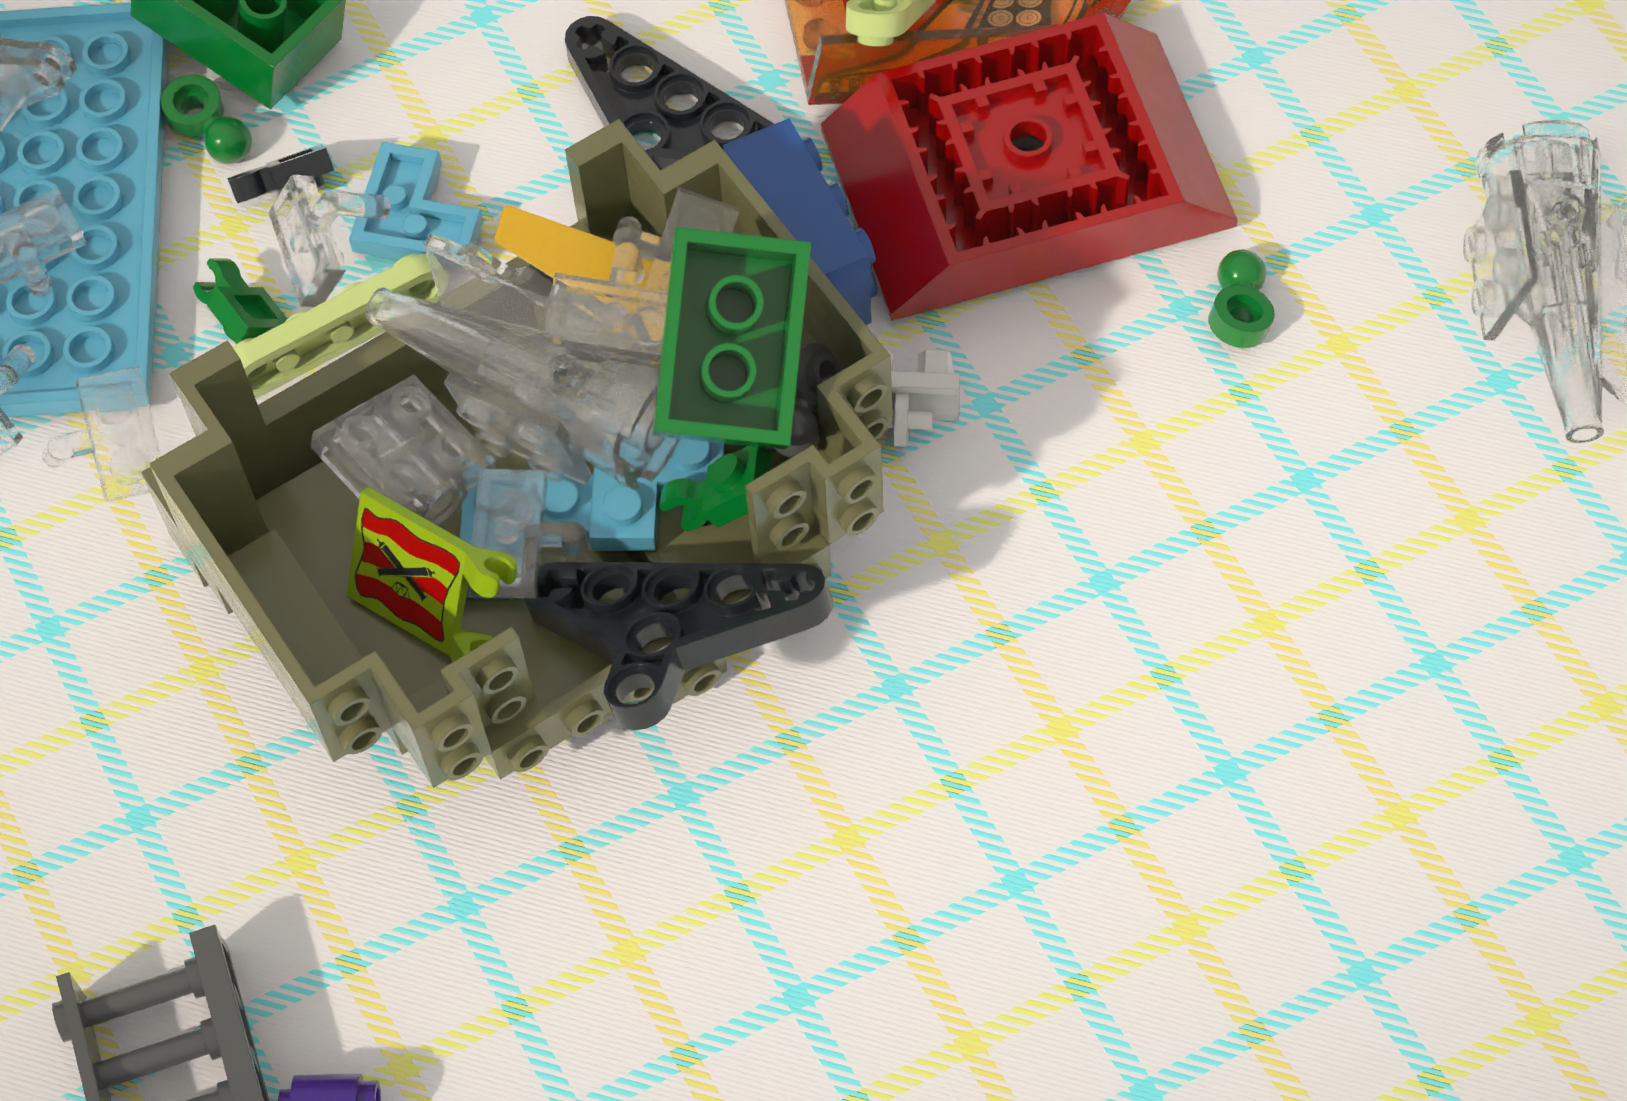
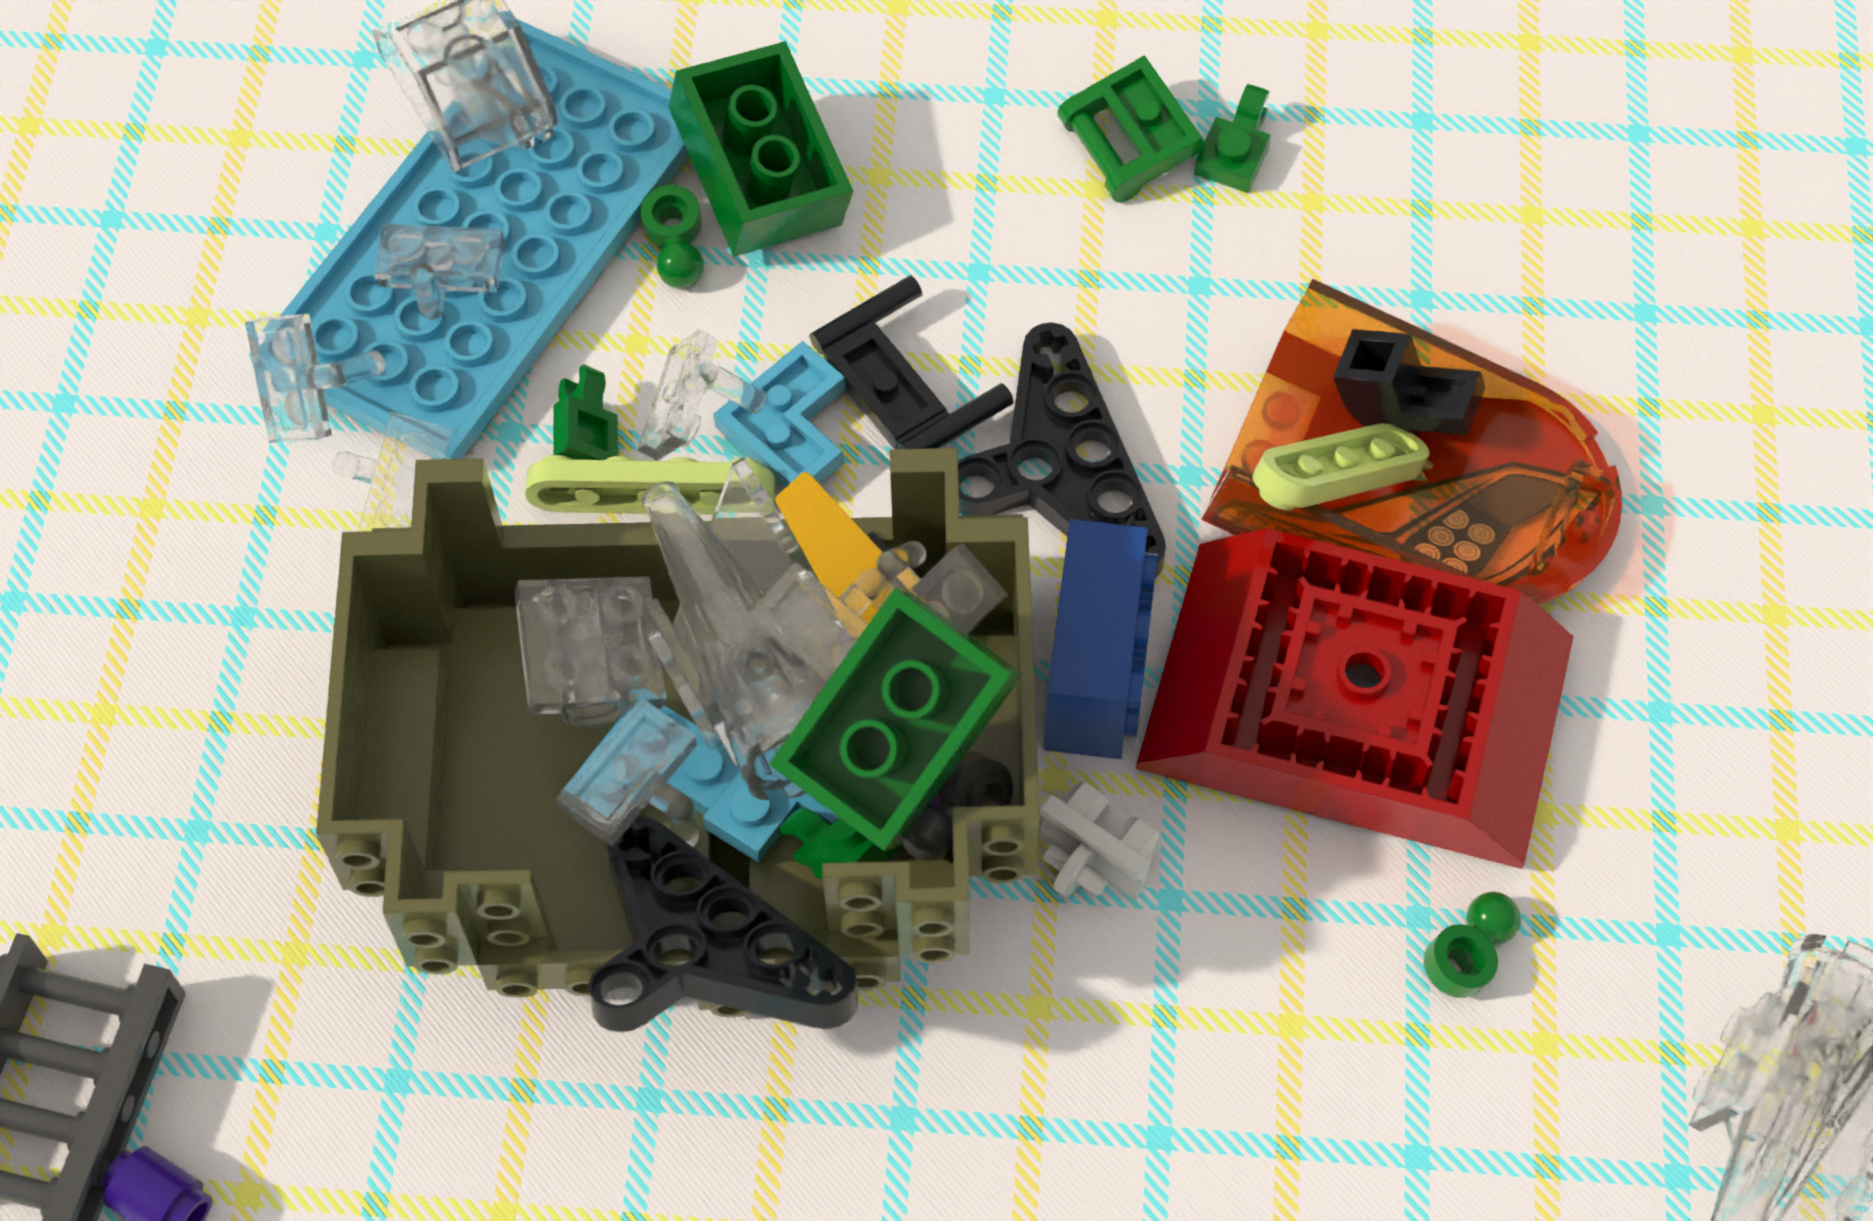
camera: 30 degrees right, 0 degrees up
(275, 174) = (723, 323): black plate -> none
(421, 573) = (529, 771): lime flag -> none
(479, 140) = (888, 385): none -> black plate

